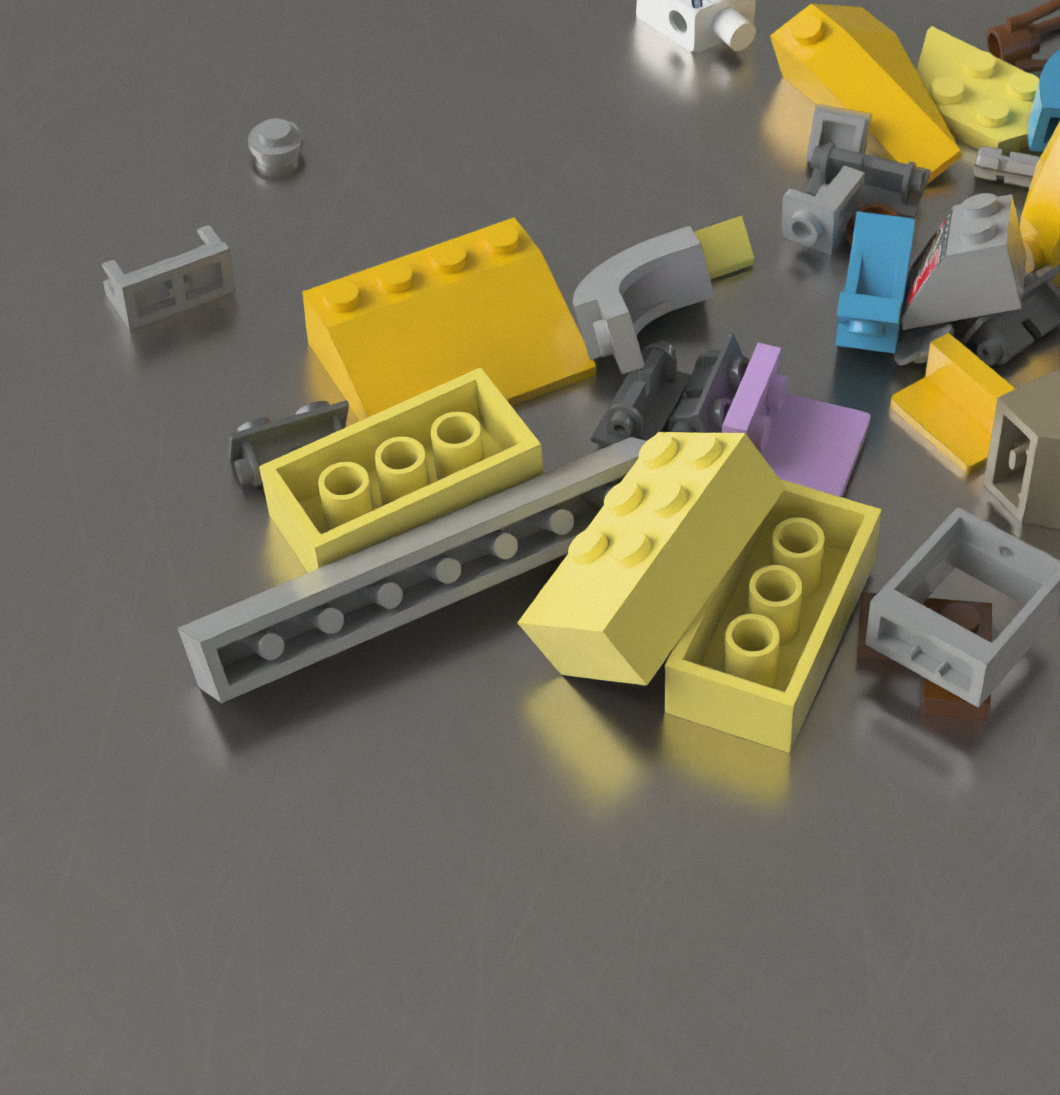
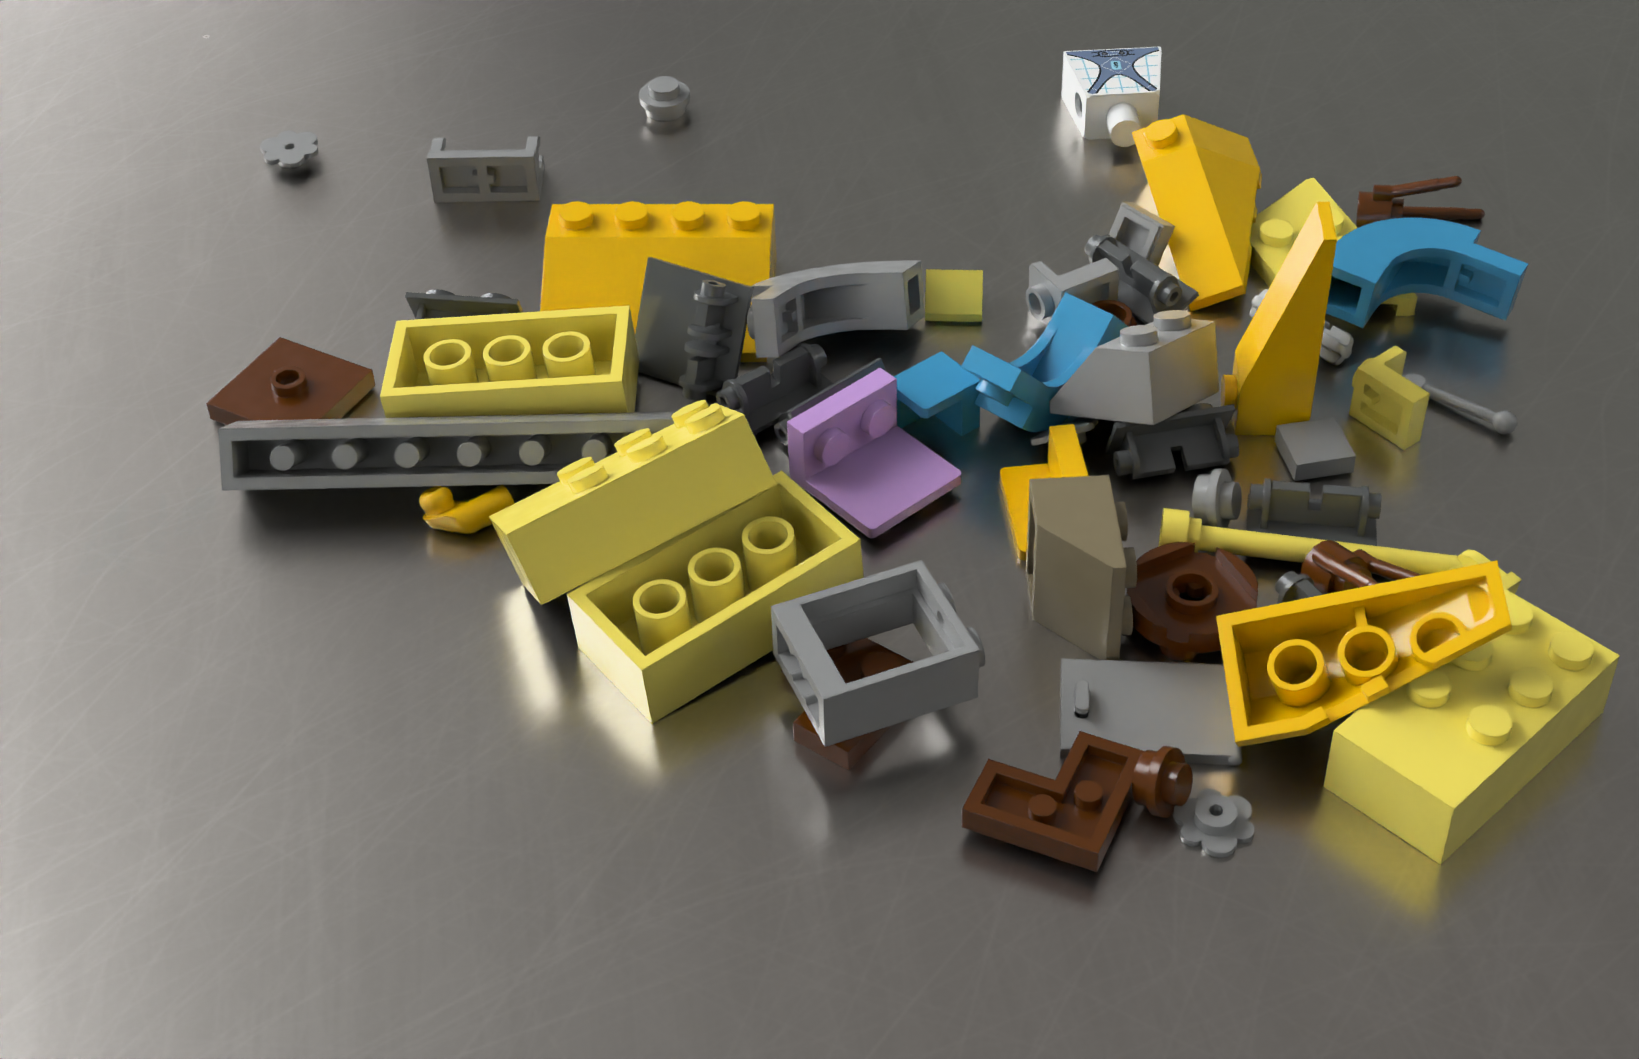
camera: 30 degrees right, 5 degrees down
(173, 577) = (291, 384): none -> reddish brown plate
(457, 634) = (462, 516): none -> yellow arm
(541, 364) = (691, 327): none -> dark grey hinge
(804, 341) = (938, 389): none -> dark azure panel

